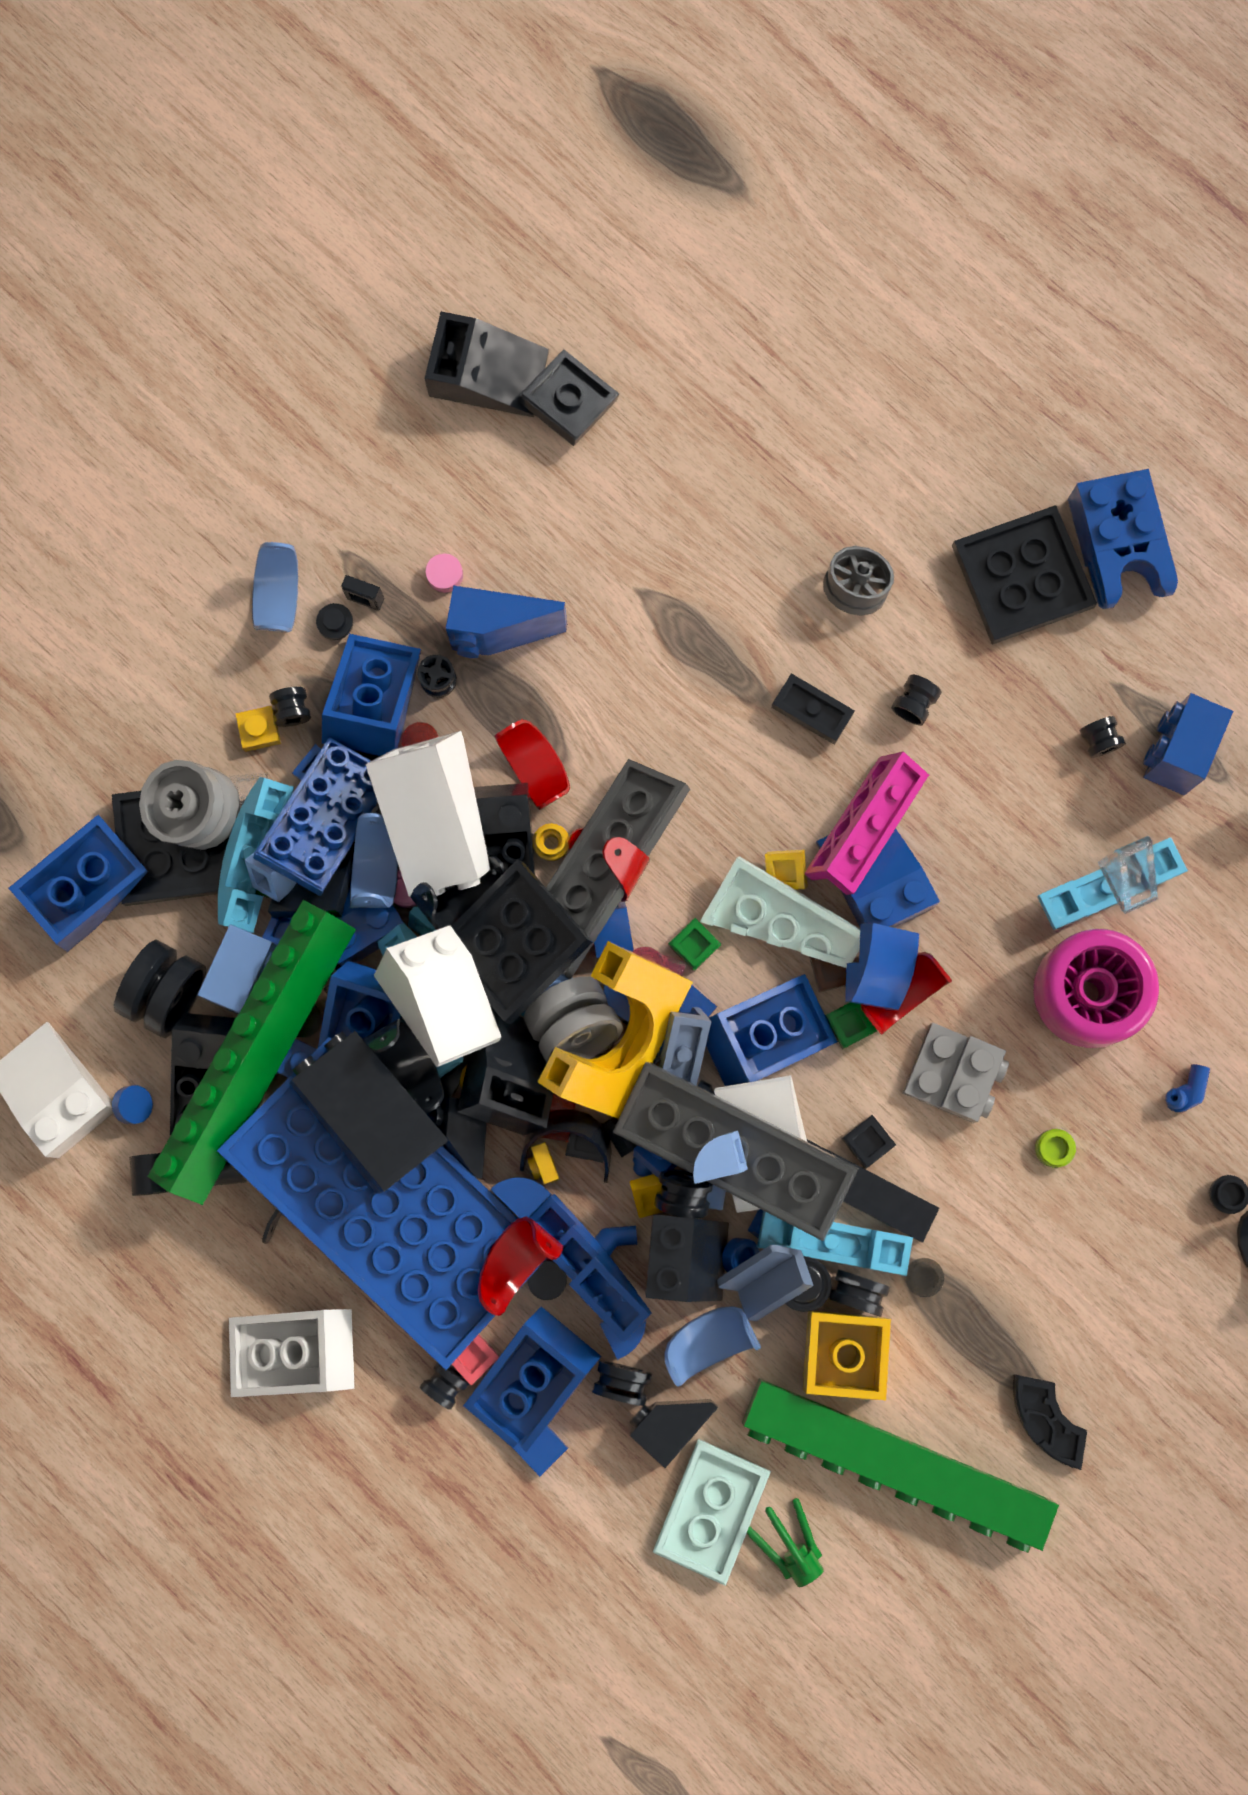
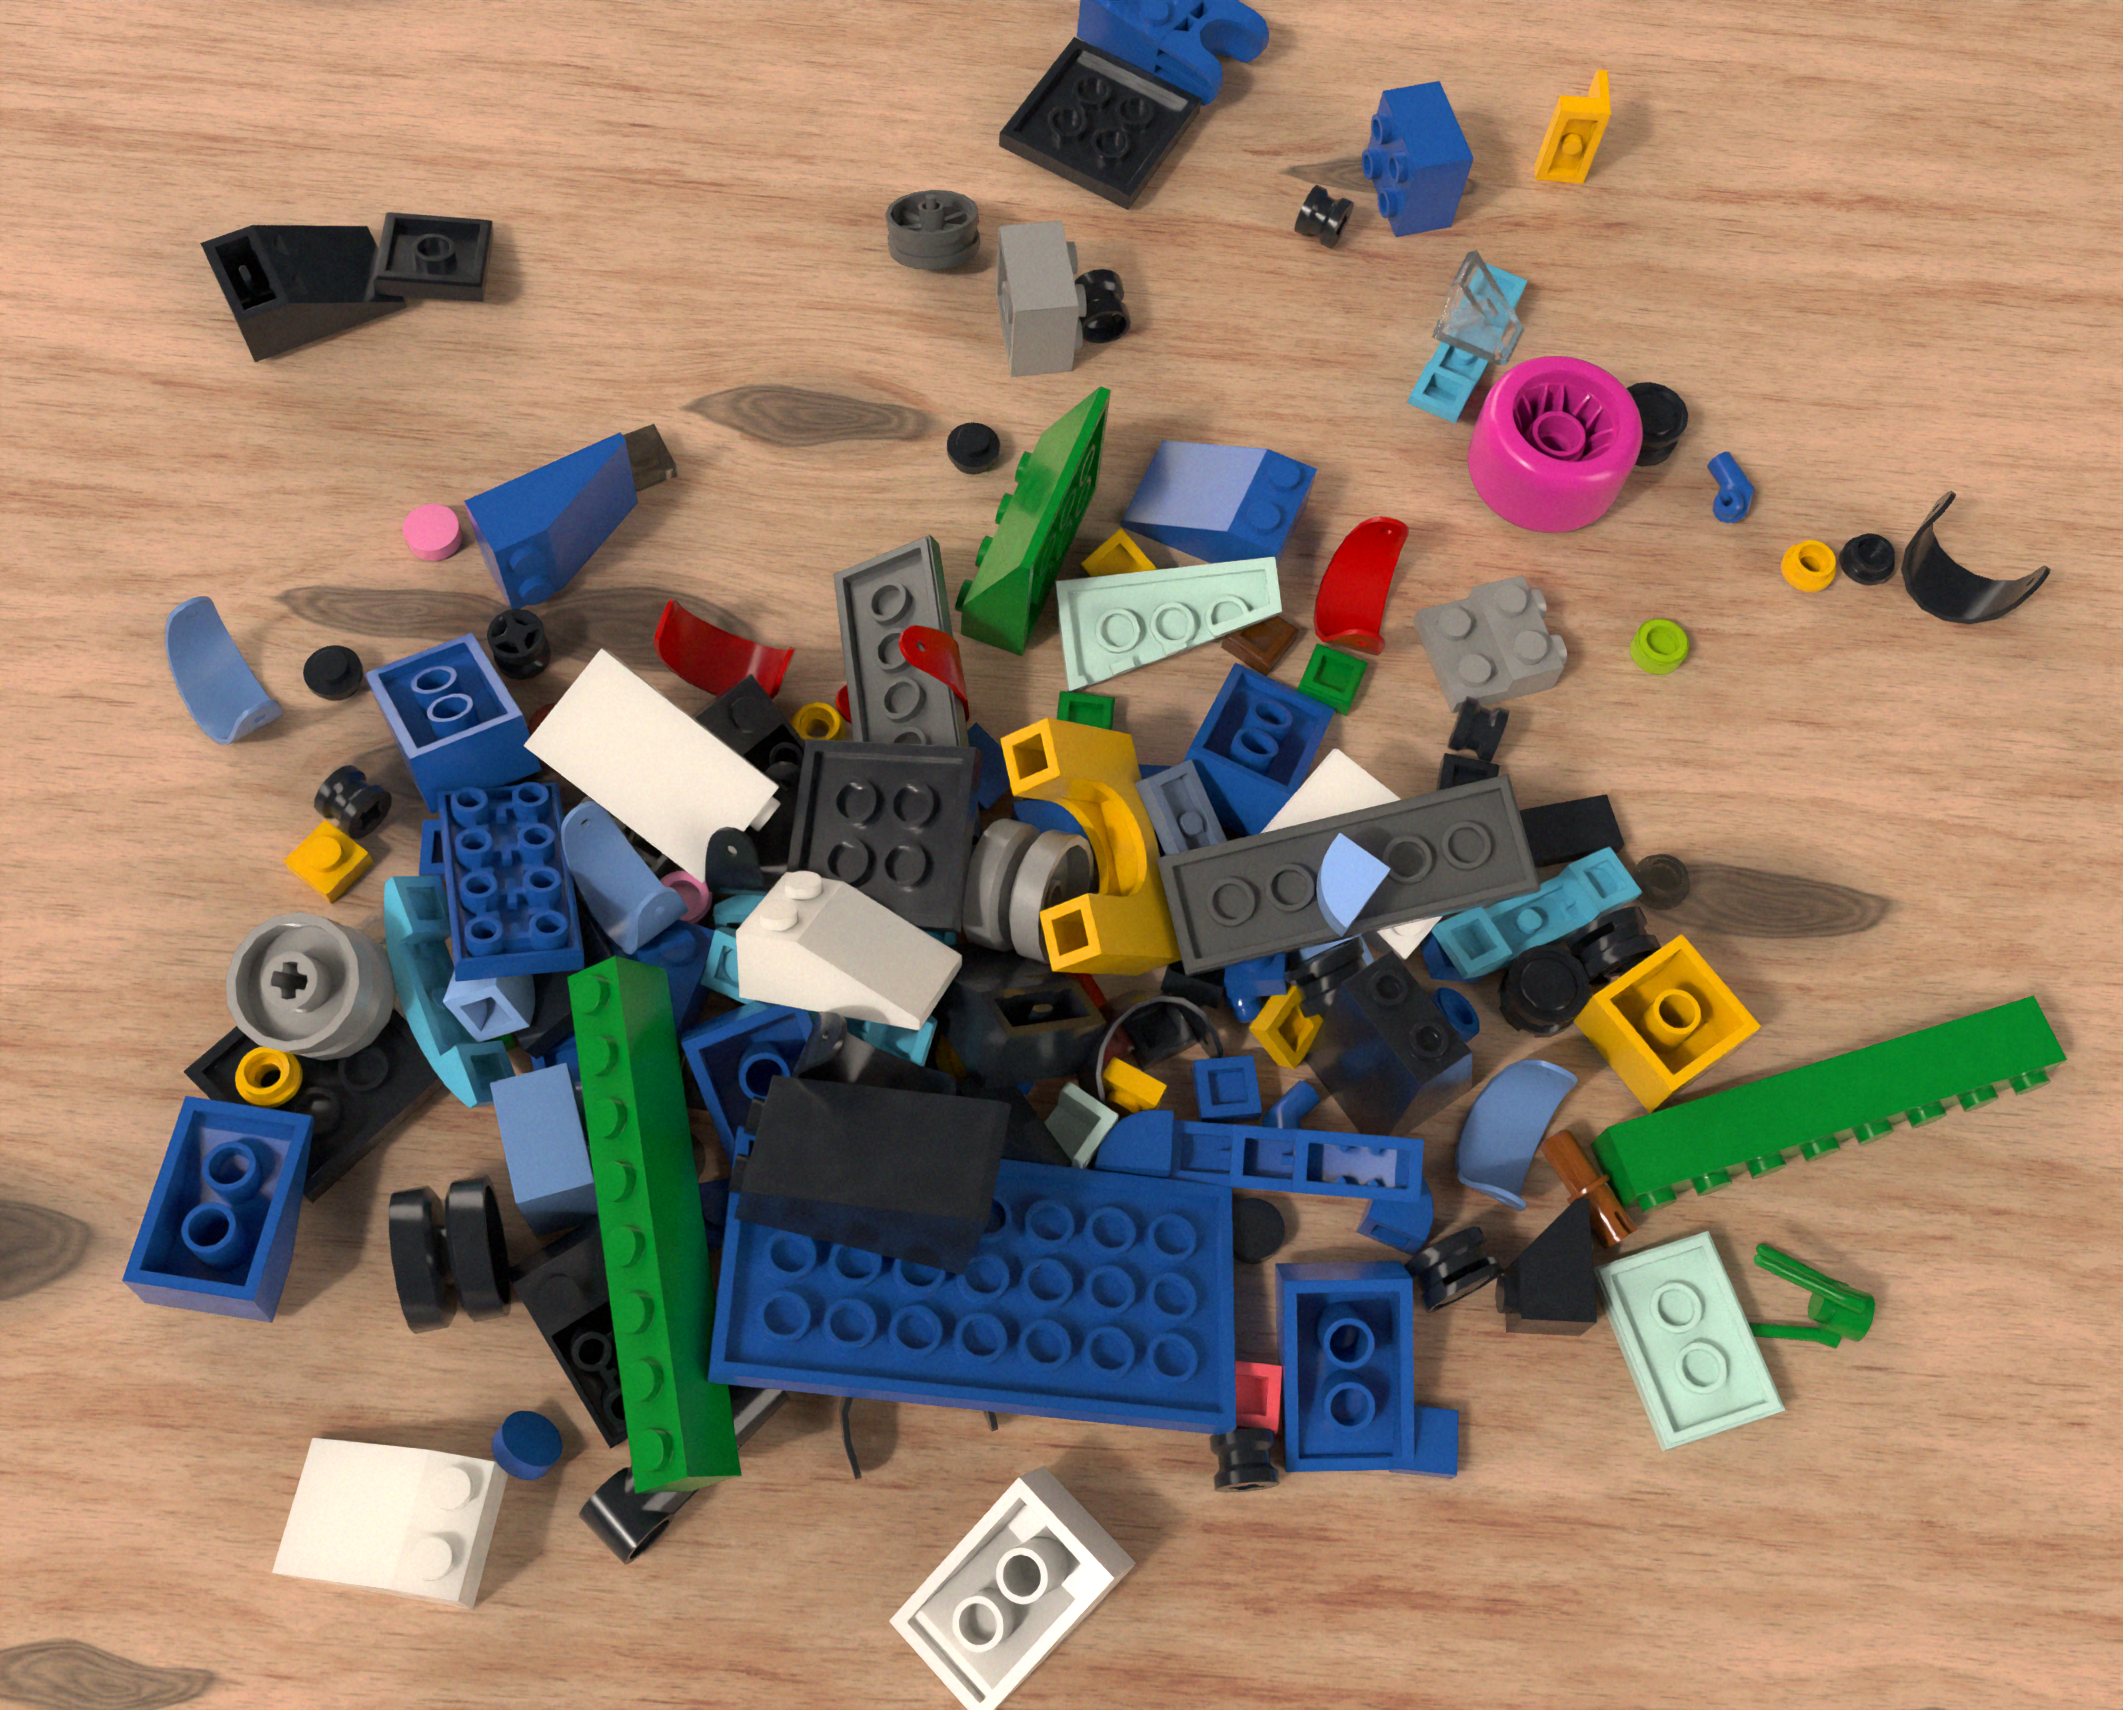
camera: 50 degrees left, 15 degrees down
(133, 834) = (256, 1065): none -> yellow plate
(362, 592) = (344, 613): black tile -> none
(500, 1162) = (1080, 1125): none -> light aqua panel
(512, 1261) = (1197, 1212): red piece -> none
(586, 607) = (649, 458): none -> clear smoke plate
(593, 1201) = (1226, 1089): none -> blue plate
(731, 1399) = (1583, 1181): none -> dark orange axle
(754, 817) = (1035, 529): none -> green slope
(768, 1280) = (1512, 1002): sand blue panel -> none
(770, 734) = (973, 447): none -> black plate
(813, 708) = (996, 389): black plate -> none
(868, 822) = (1163, 451): dark pink fence -> none
(879, 666) = (1039, 298): none -> light grey brick
(883, 967) = (1325, 582): blue slope -> none
(901, 1117) = (1478, 729): none -> black wheel
(1045, 1423) = (1924, 934): black tile -> none
(1178, 1013) = (1662, 418): none -> black wheel
(1200, 1167) = (1814, 556): none -> yellow plate

